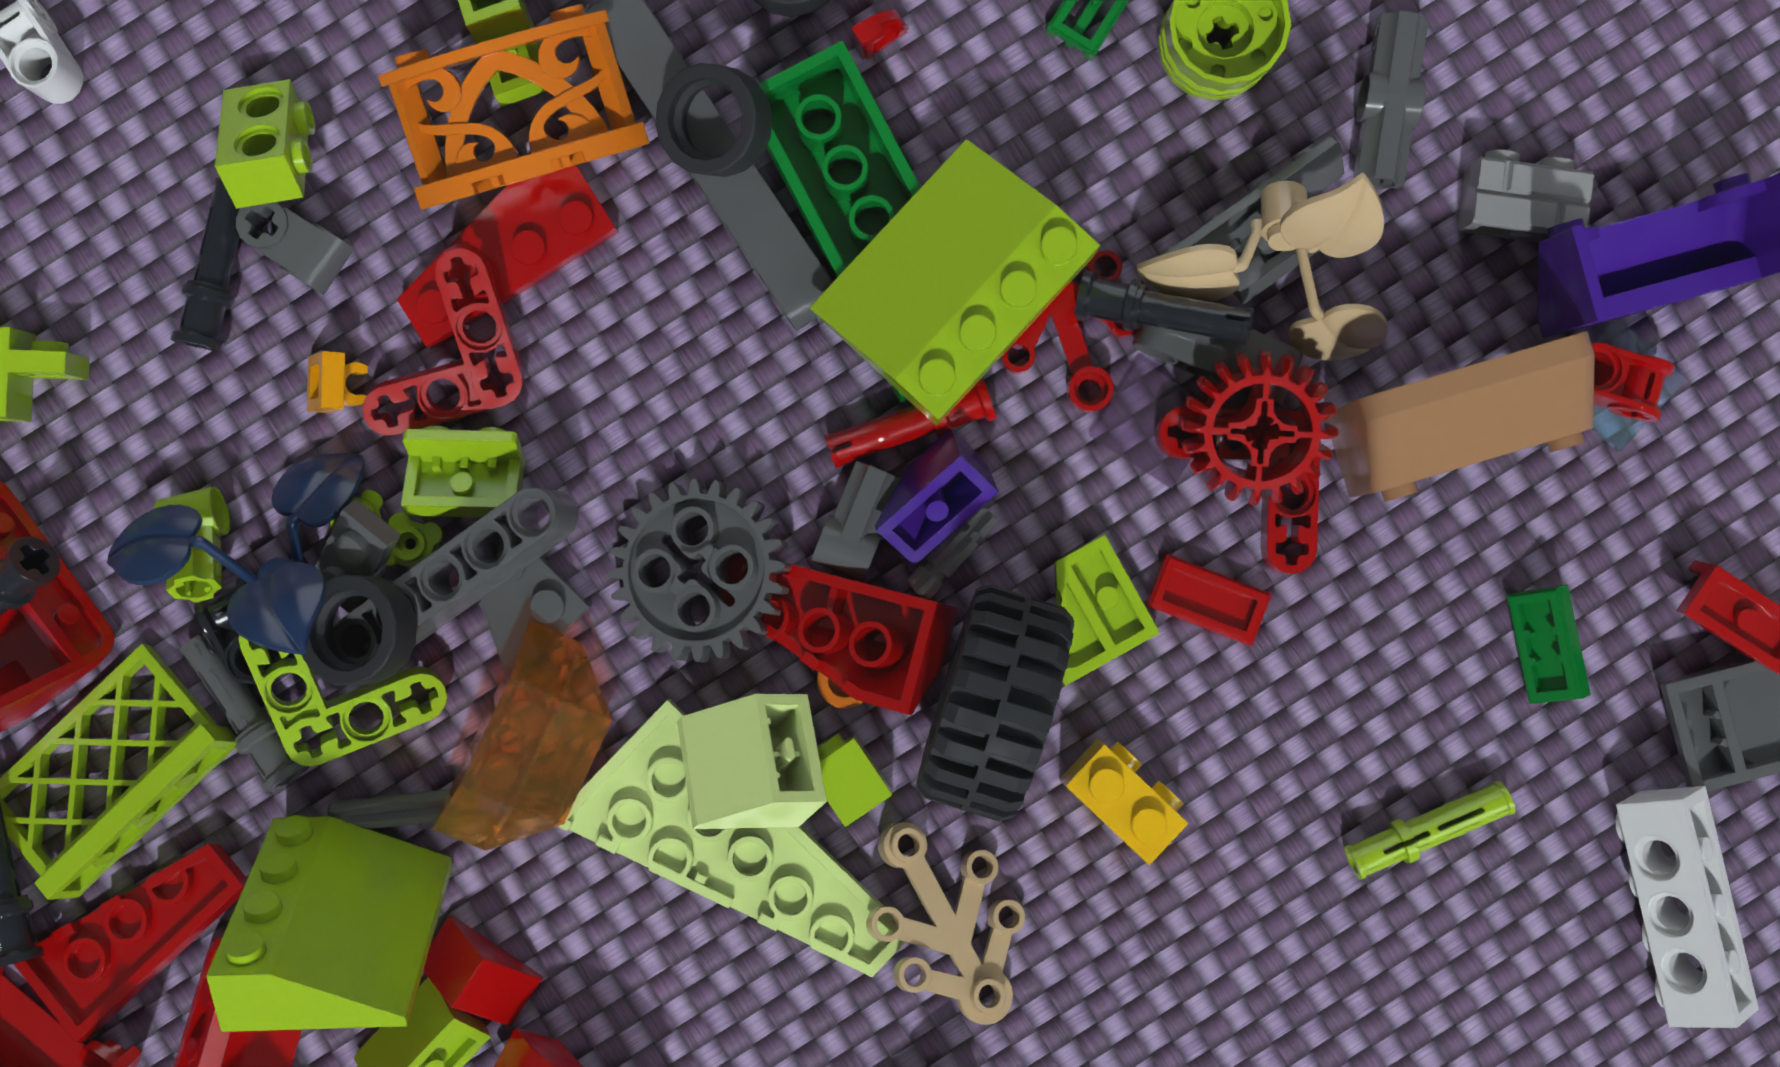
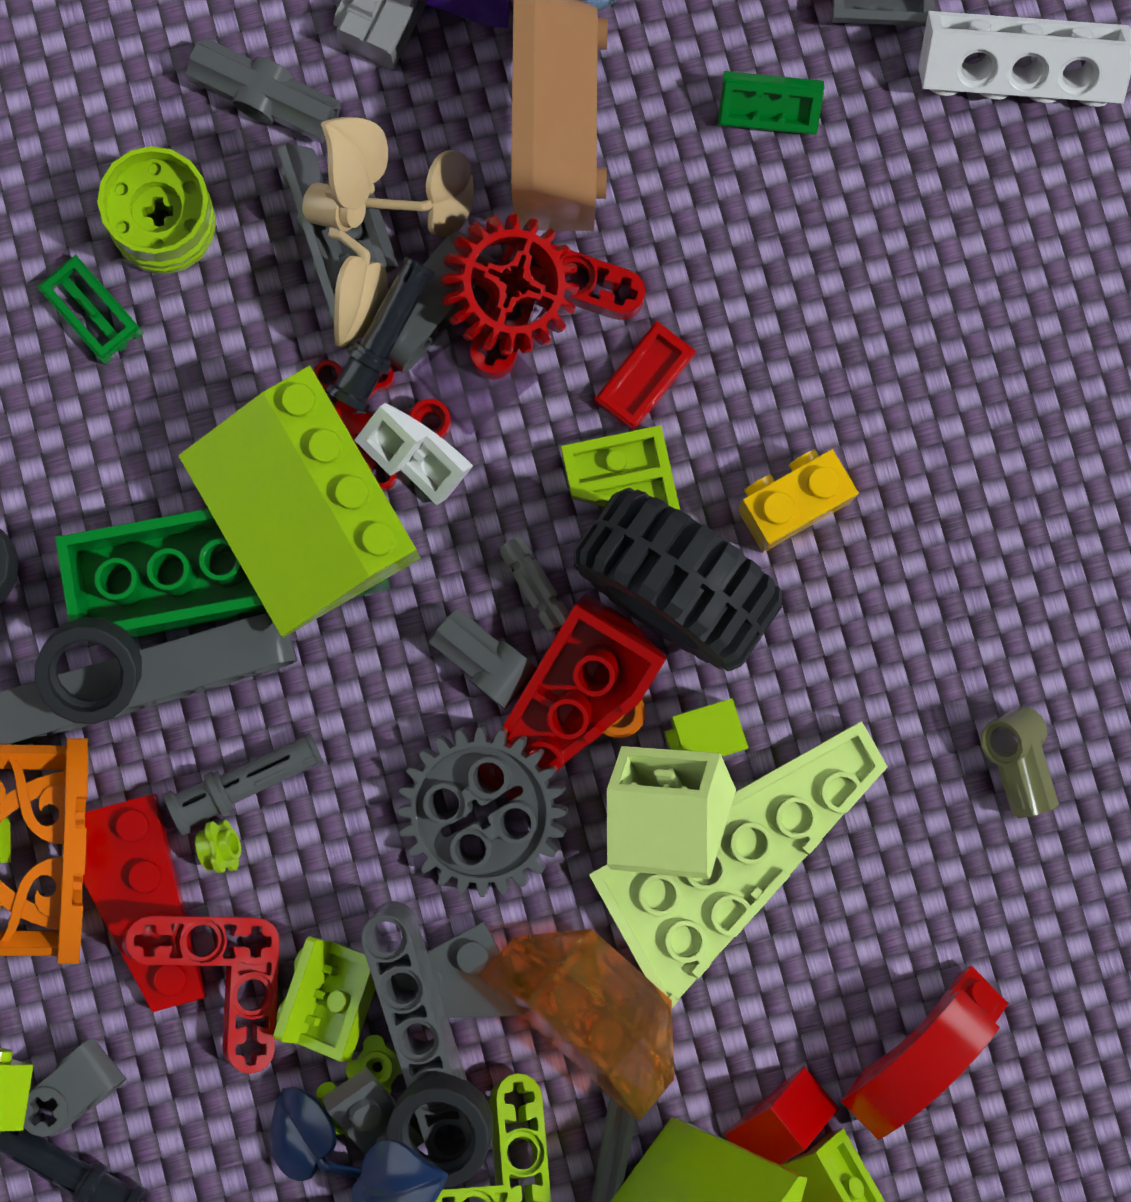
camera: 75 degrees left, 5 degrees down
(327, 382) = (208, 1098): light orange tile -> none
(581, 312) = (218, 847): none -> lime plate
(637, 296) = (220, 792): none -> dark grey pin
(878, 32) = (57, 509): red tile -> none
(906, 426) = (411, 590): red pin -> none
(935, 497) = (482, 581): dark purple slope -> none
(951, 929) = (865, 685): tan plant -> none
(1056, 372) = (409, 446): none -> white slope
(1487, 806) = (906, 306): lime pin -> none

